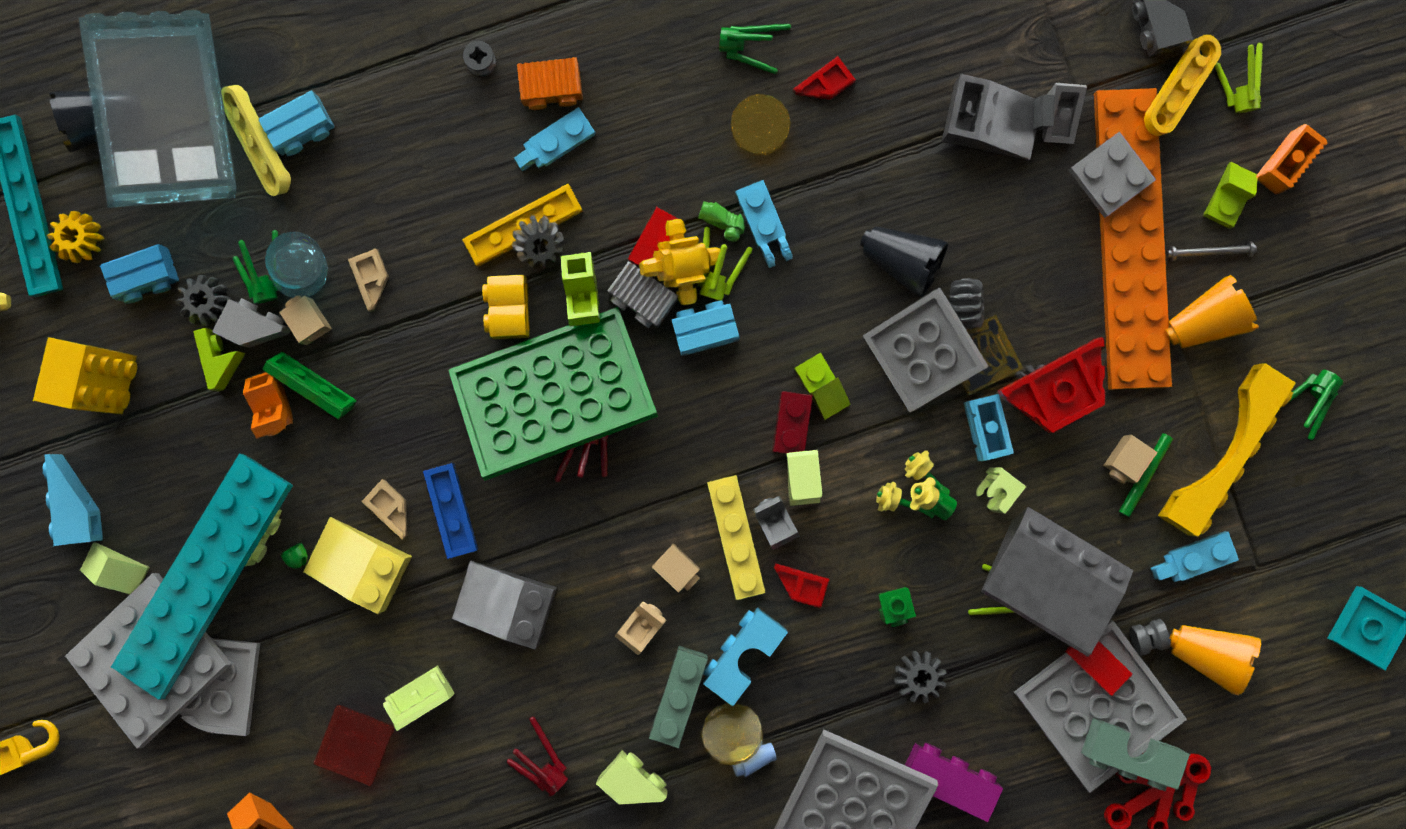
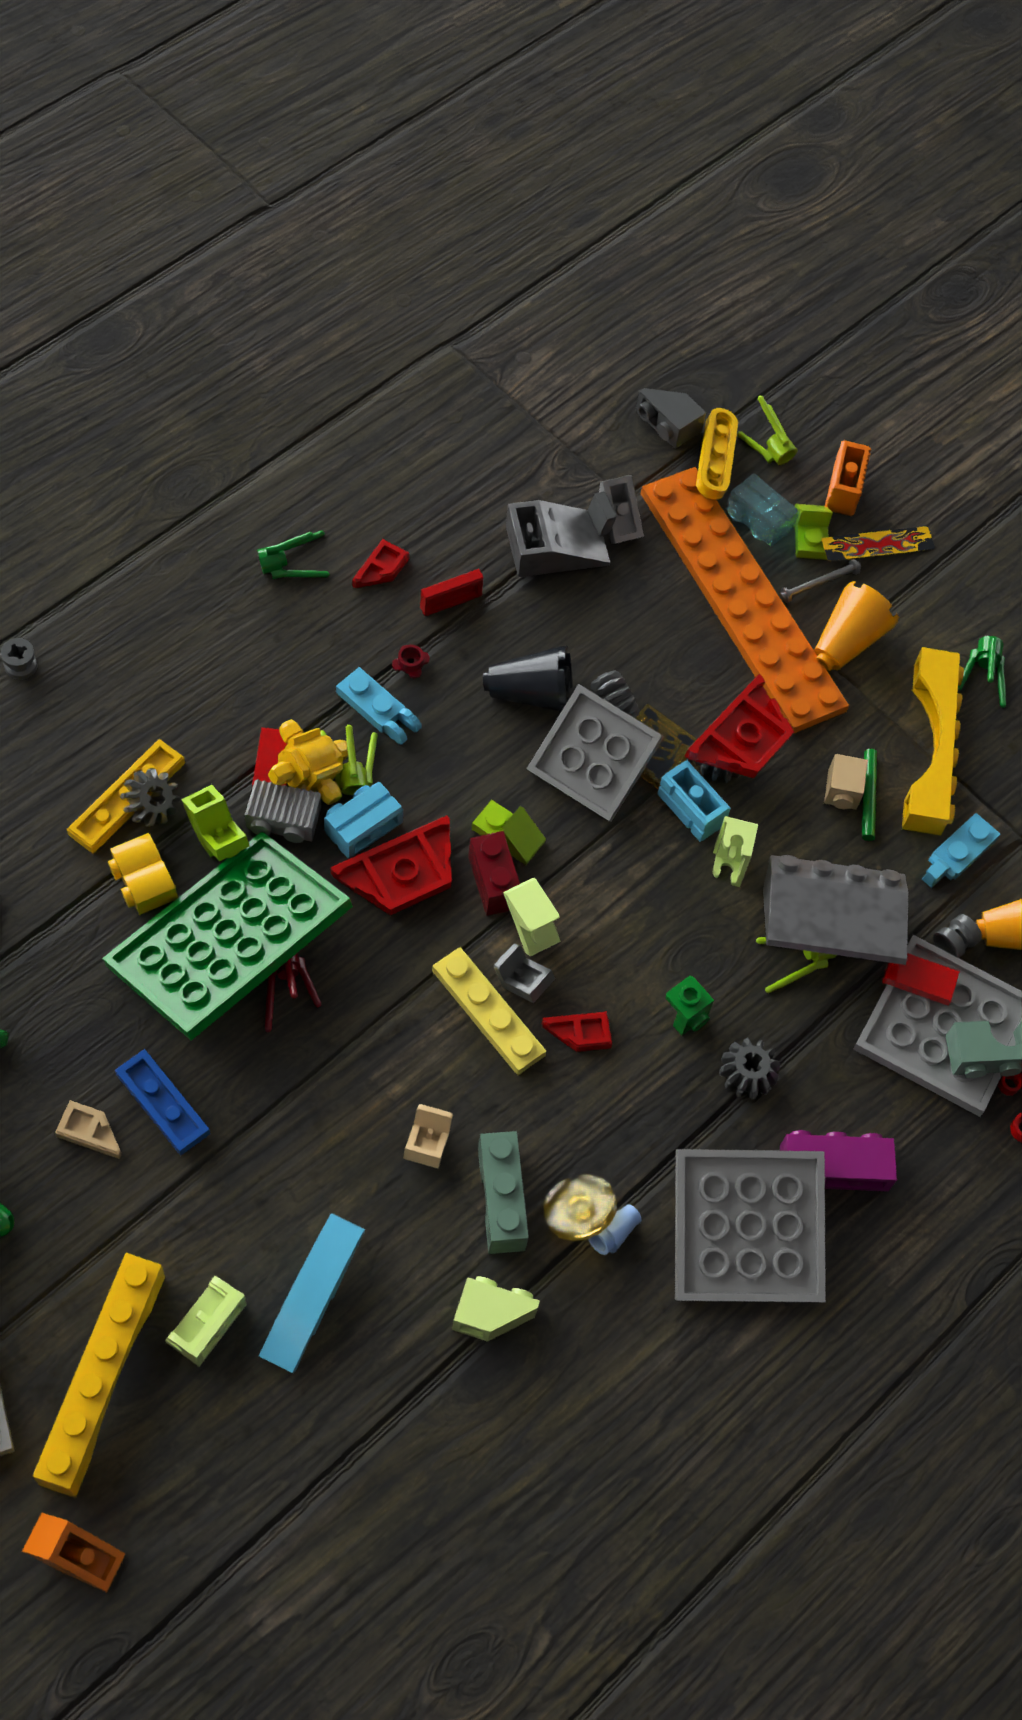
camera: 30 degrees left, 25 degrees down
(325, 708) = (85, 1404): none -> yellow arch
(354, 745) = (150, 1408): clear red plate -> none
(357, 565) = (77, 1201): light yellow slope -> none
(504, 604) = (264, 1176): flat silver slope -> none
(504, 711) = (312, 1293): none -> medium azure slope
(548, 777) = (397, 1342): dark red plant -> none
(549, 83) = (102, 654): orange brick -> none
(555, 140) = (129, 707): medium azure hinge -> none
(677, 569) = (439, 1061): tan brick -> none
(720, 217) = (333, 716): bright green arm -> none
(720, 386) = (402, 868): none -> red wing
(757, 632) = (548, 1152): medium azure arch -> none
(760, 124) = (333, 622): clear yellow tile -> none
(810, 181) = (412, 653): none -> dark red plate
(874, 137) = (451, 592): none -> red tile
(927, 497) = (662, 879): light yellow plant -> none
(1112, 174) = (693, 544): light grey plate -> none
(1194, 159) = (762, 510): none -> clear light blue brick
(1284, 234) = (877, 543): none -> sticker

